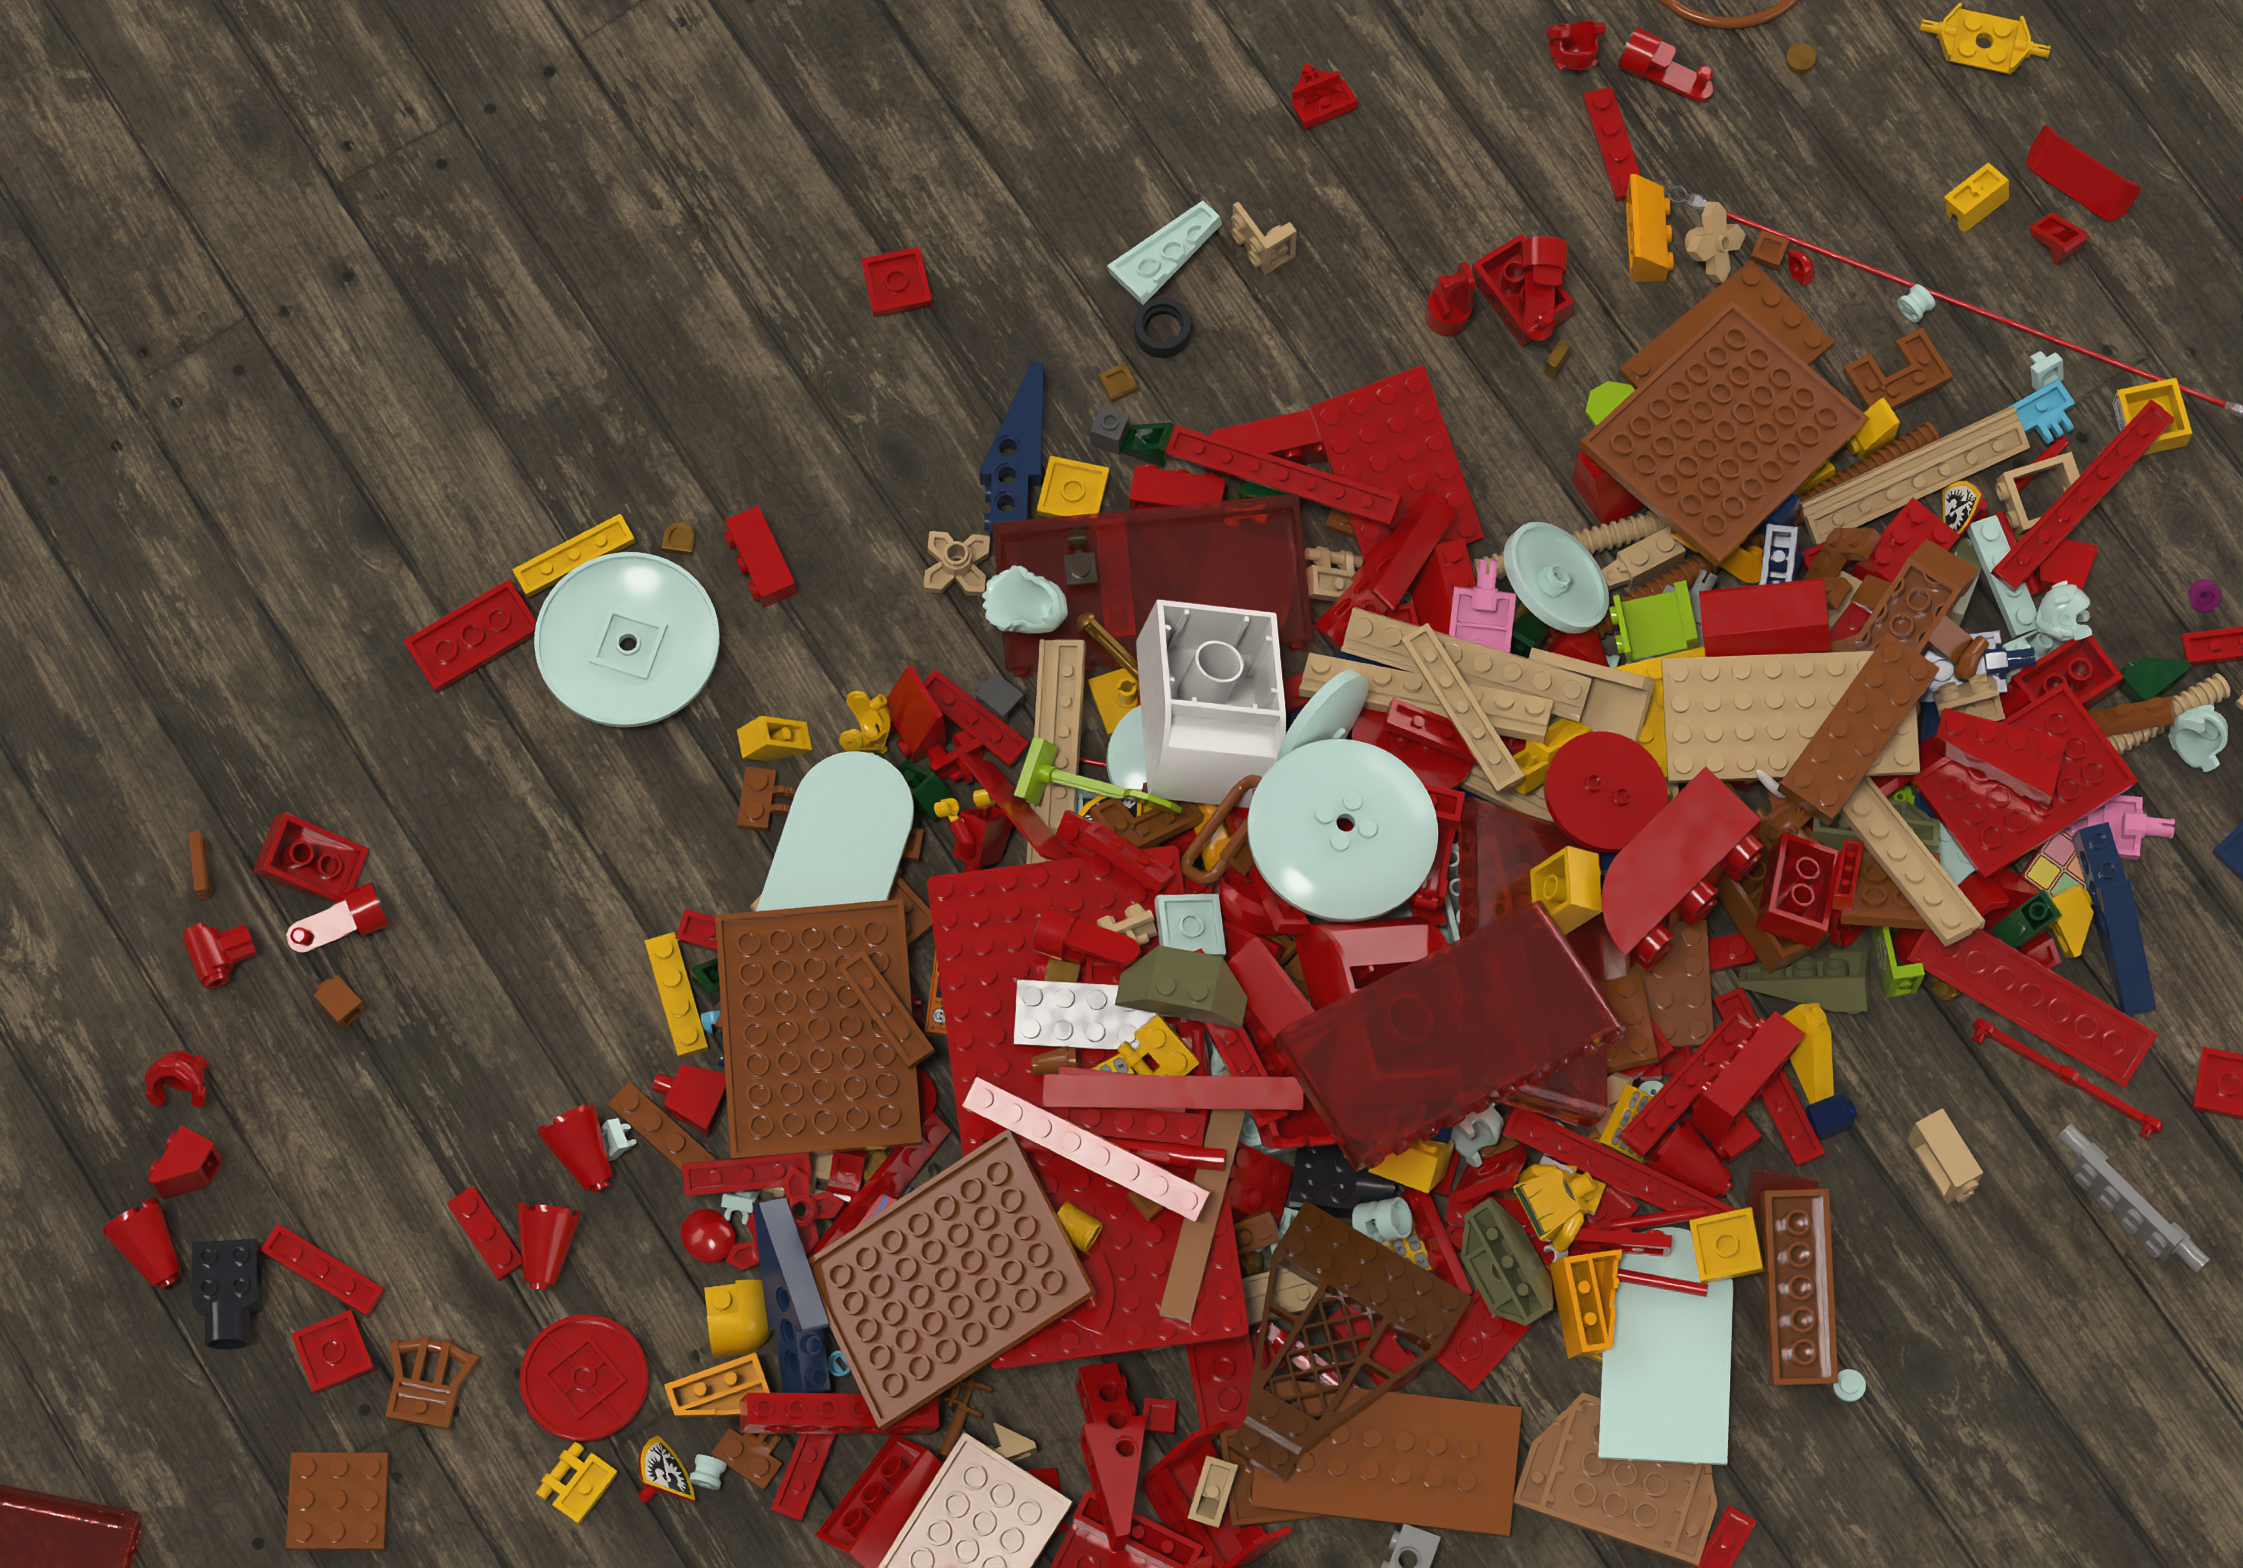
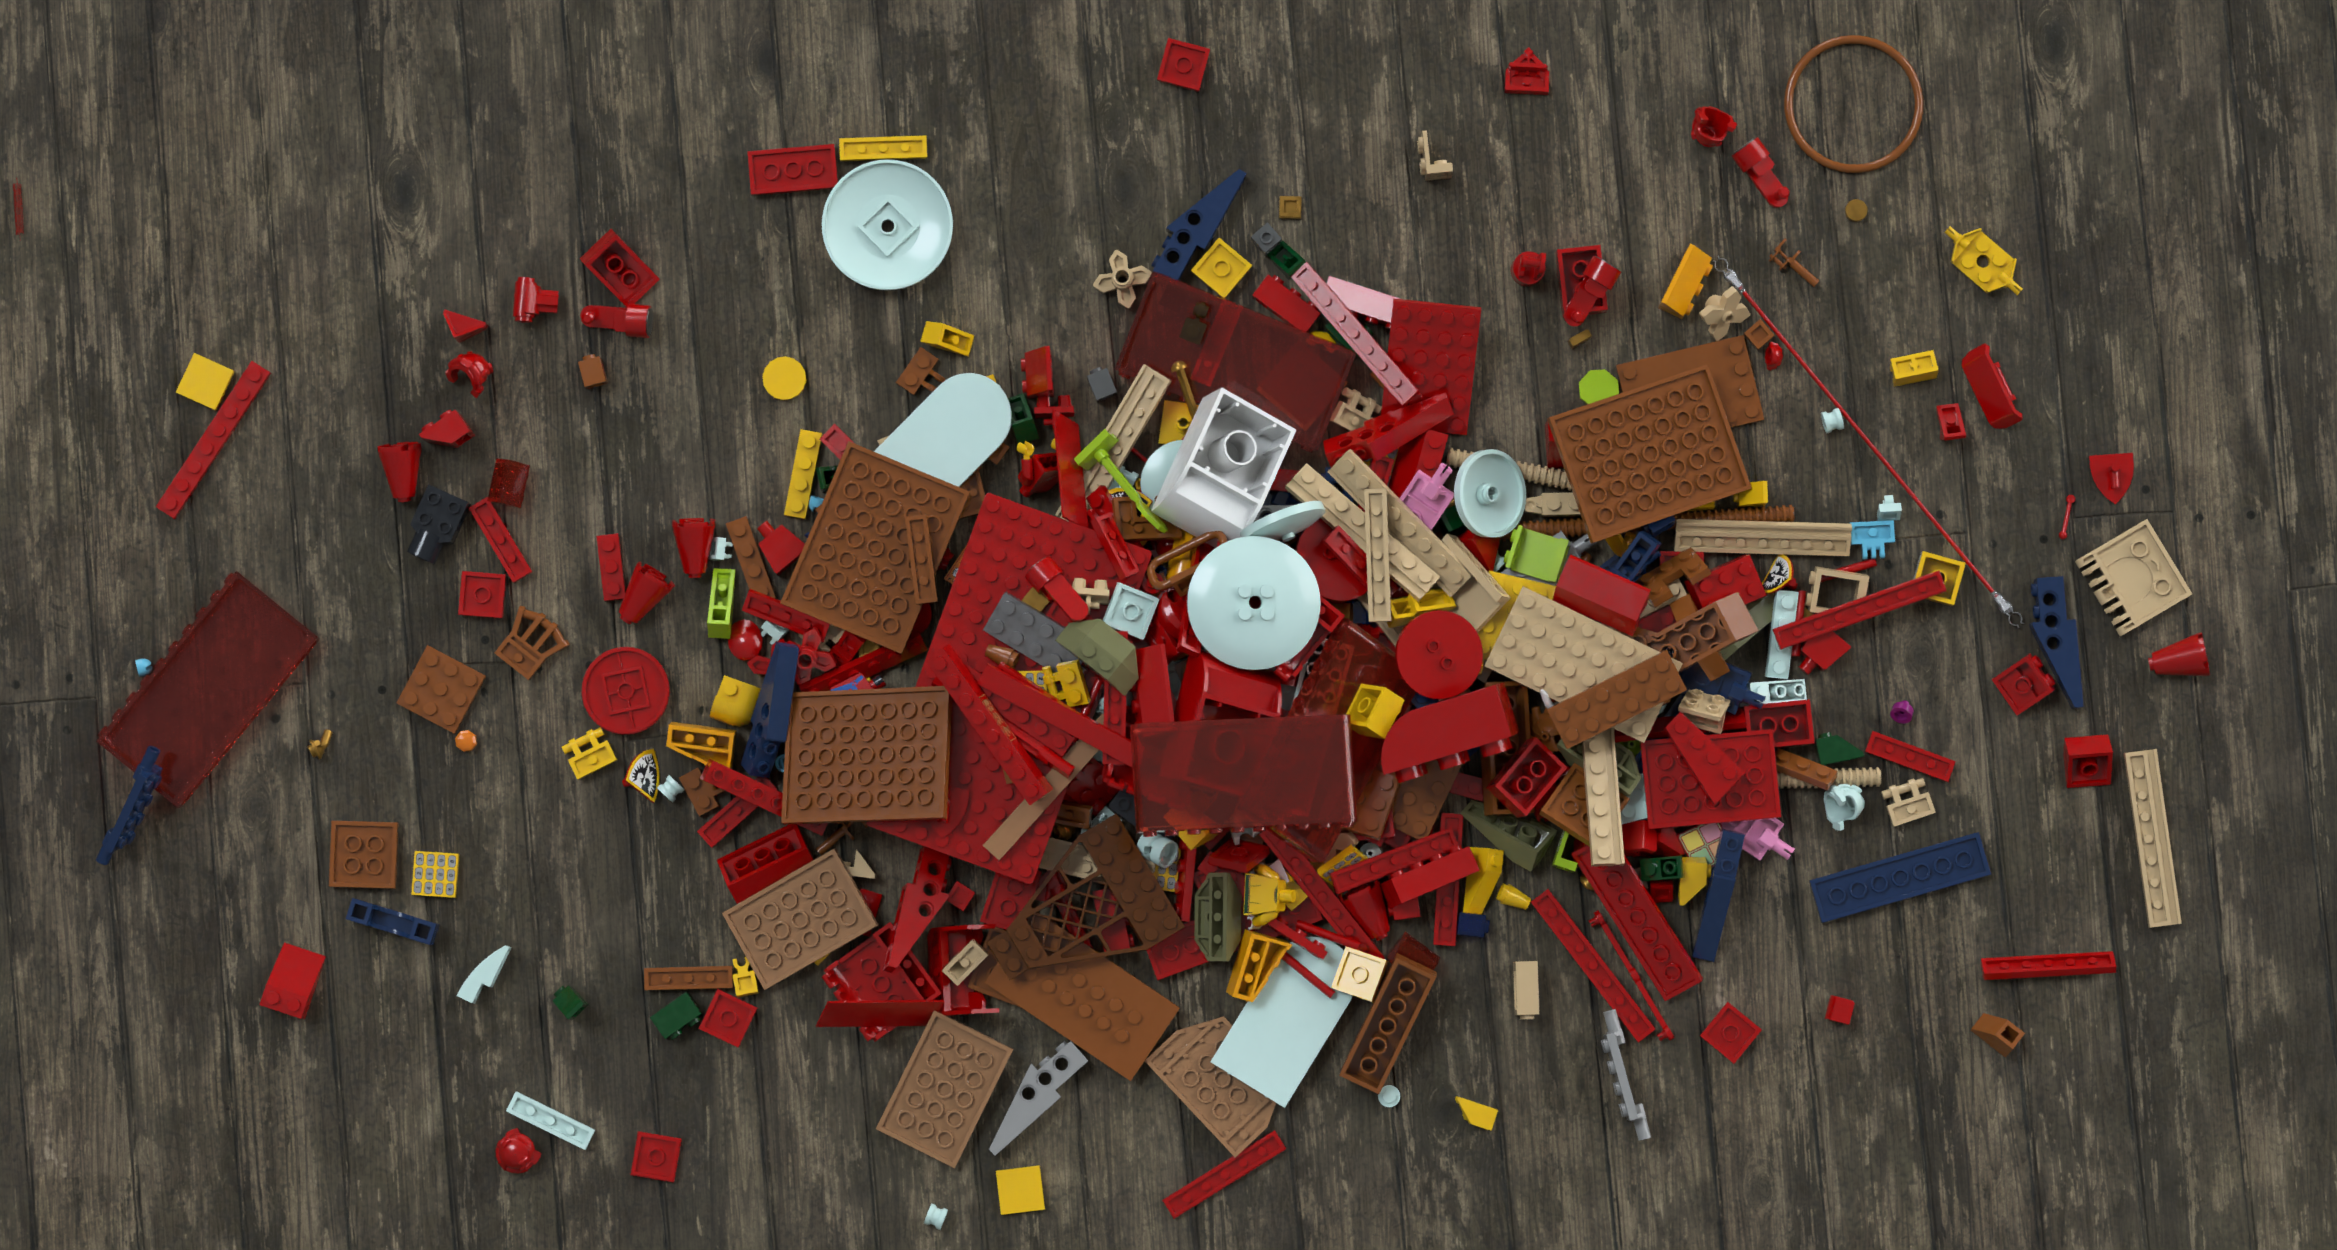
camera: 30 degrees right, 15 degrees up
(141, 1028) = (463, 326): none -> red slope
(199, 865) = (549, 237): dark orange tile -> none
(297, 1191) = (508, 483): none -> clear red brick
(404, 1550) = (466, 740): none -> orange tile
(591, 890) = (784, 378): none -> yellow tile
(654, 1205) = (721, 603): none -> lime slope
(679, 539) = (956, 170): pearl gold tile -> none
(759, 557) = (999, 210): red brick -> none
(868, 715) = (1009, 370): yellow helmet -> none
(974, 718) = (1078, 388): red plate -> none
(1024, 602) = (1144, 336): light aqua piece -> none
(1079, 1226) = (961, 766): yellow piece -> none
(1163, 306) = (1337, 202): black tyre -> none
(1164, 252) = (1361, 135): light aqua wing -> none
(1611, 139) = (1700, 206): red plate -> none
(1763, 153) = (1793, 264): none -> dark orange piece
(1848, 875) = (1561, 785): red piece -> none
(1860, 1057) = (1513, 897): none -> yellow cone
(1924, 373) = (1777, 472): dark orange plate -> none
(1970, 658) = (1717, 686): dark orange arm -> none
(1973, 1348) = (1477, 1113): none -> yellow slope
(2008, 1089) = (1592, 965): none -> red plate
(2062, 610) = (1800, 678): light aqua helmet -> none

